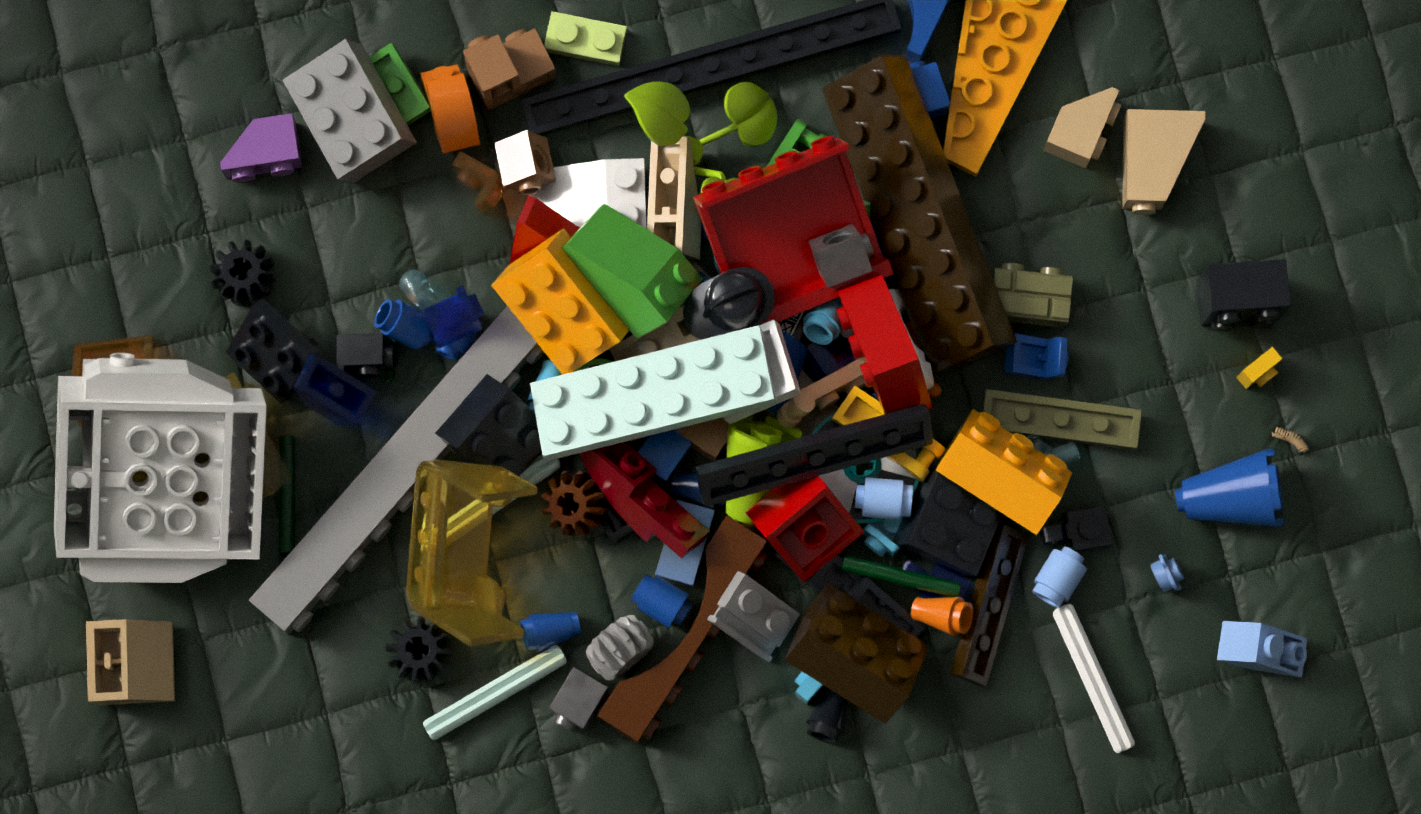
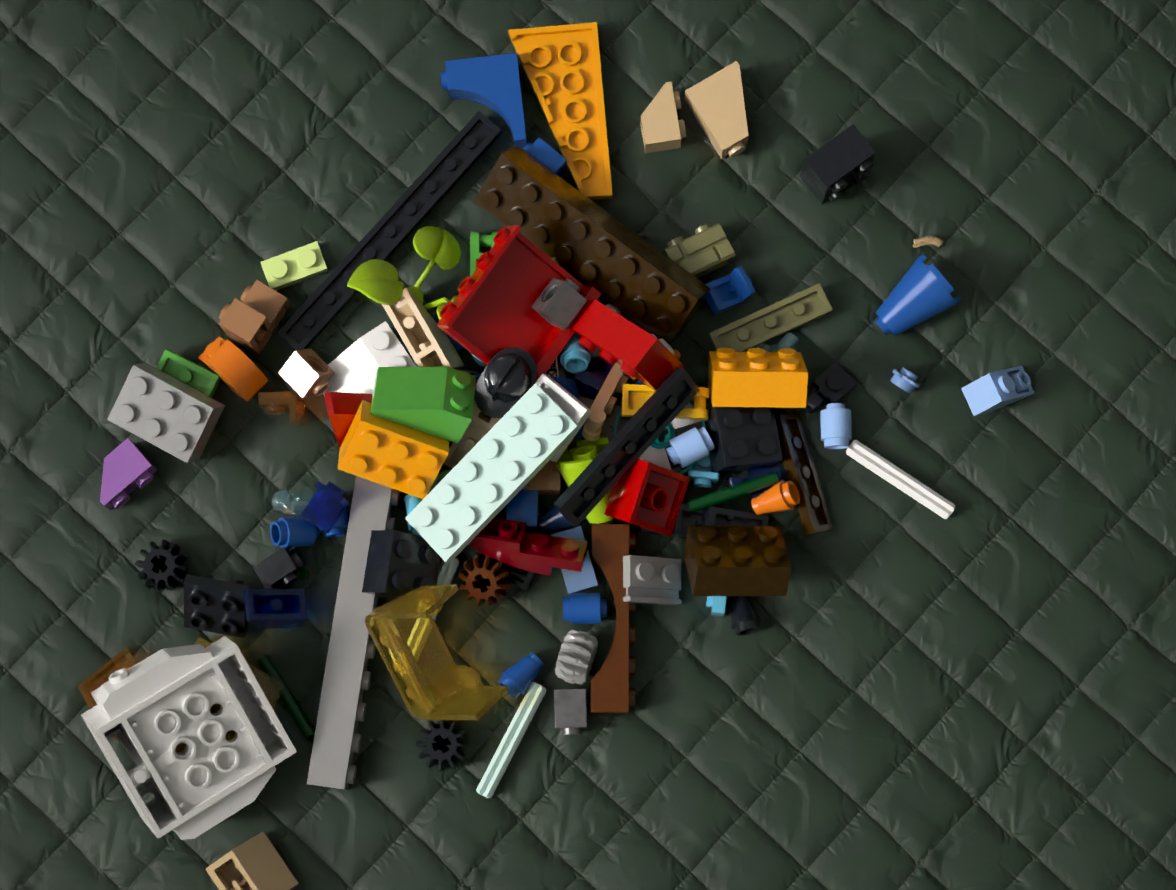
camera: 25 degrees left, 0 degrees up
(1260, 370) = (880, 209): yellow plate -> none

